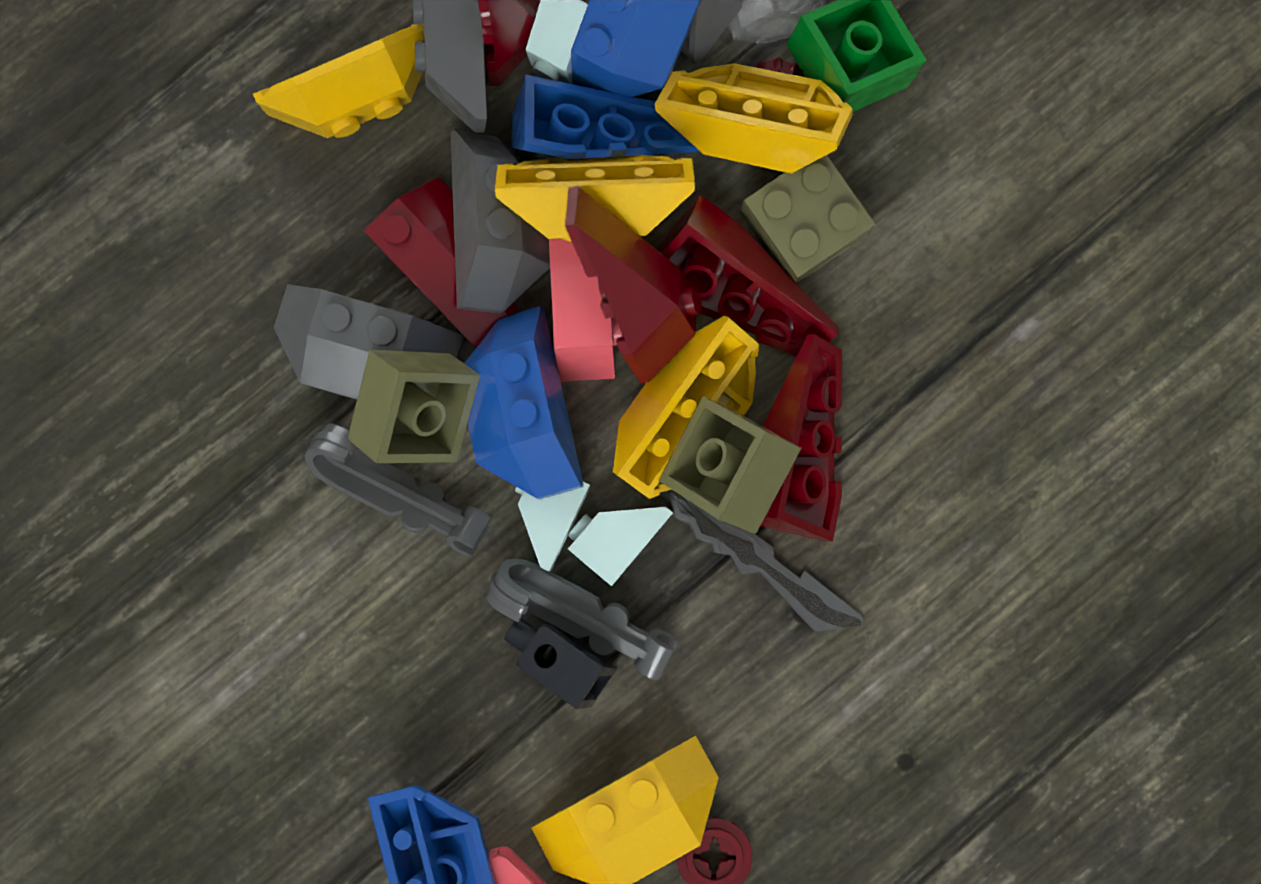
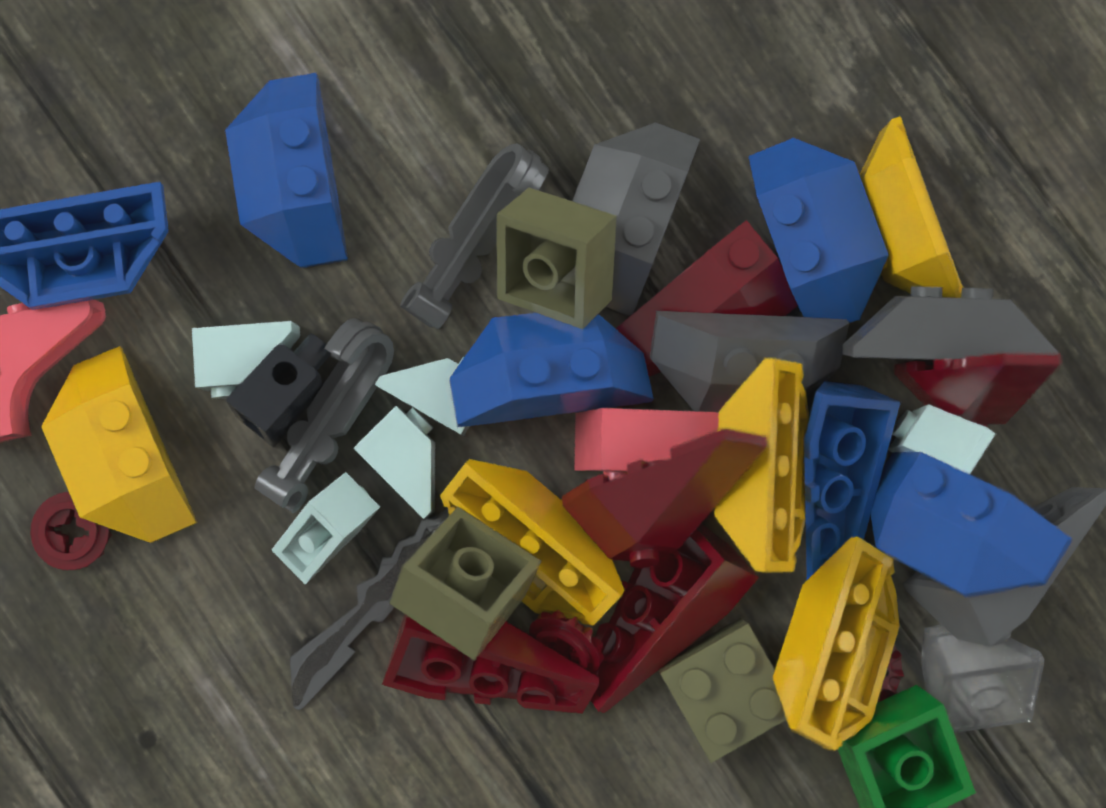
camera: 95 degrees right, 0 degrees up
(348, 679) = (287, 172): none -> blue wedge
(364, 162) = (820, 227): none -> blue wedge
(530, 711) = (232, 352): none -> light aqua slope
(689, 608) = (325, 527): none -> light aqua slope
(768, 372) = (568, 639): none -> dark red gear

